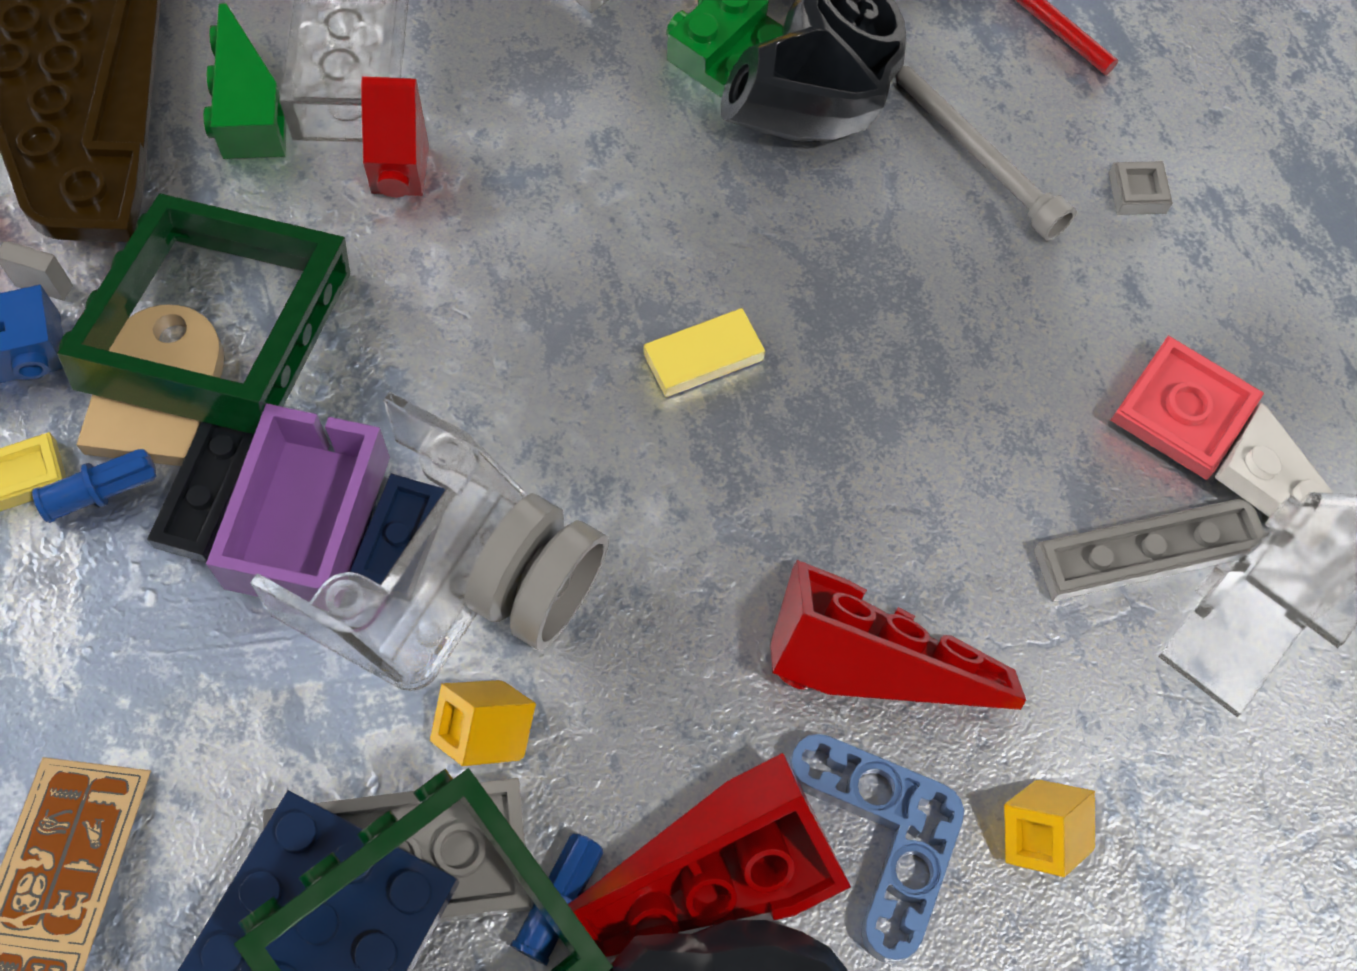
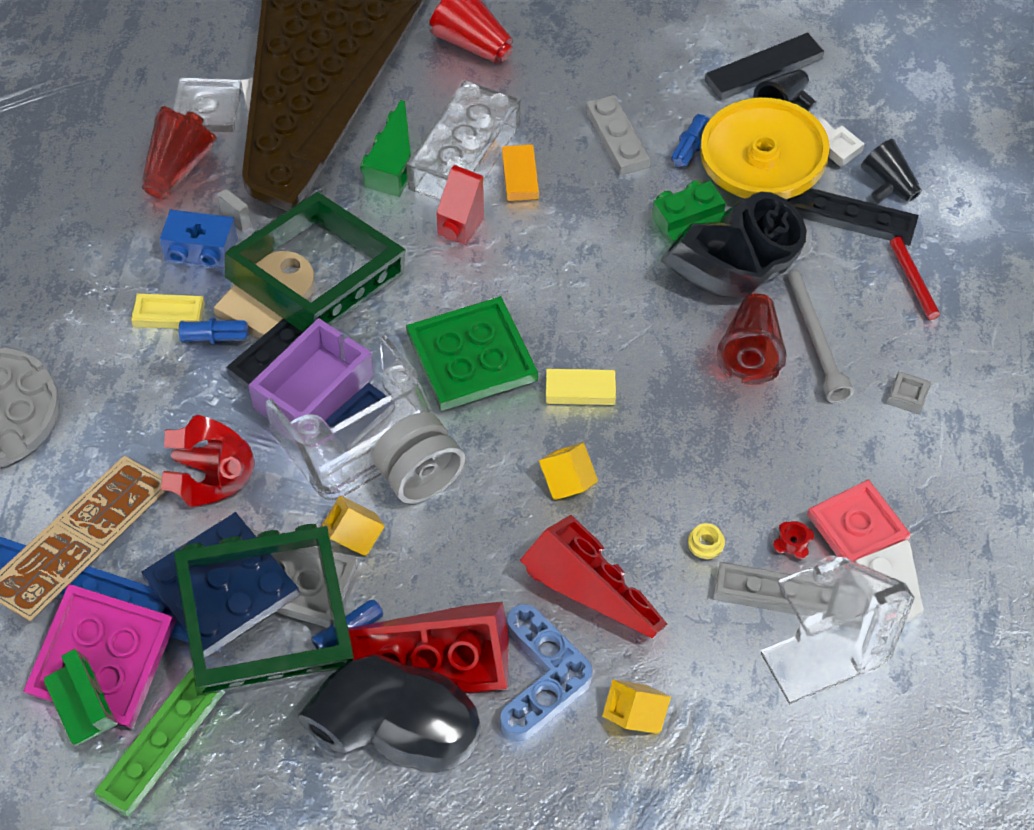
camera: 30 degrees right, 10 degrees down
(214, 694) = (224, 460): none -> red piece
(448, 57) = (520, 172): none -> light orange tile
(521, 363) = (471, 353): none -> green plate
(759, 492) = (568, 471): none -> yellow panel
(915, 191) = (753, 342): none -> clear red cone
(1009, 506) = (709, 533): none -> light yellow plate
(1125, 455) = (797, 531): none -> red plate

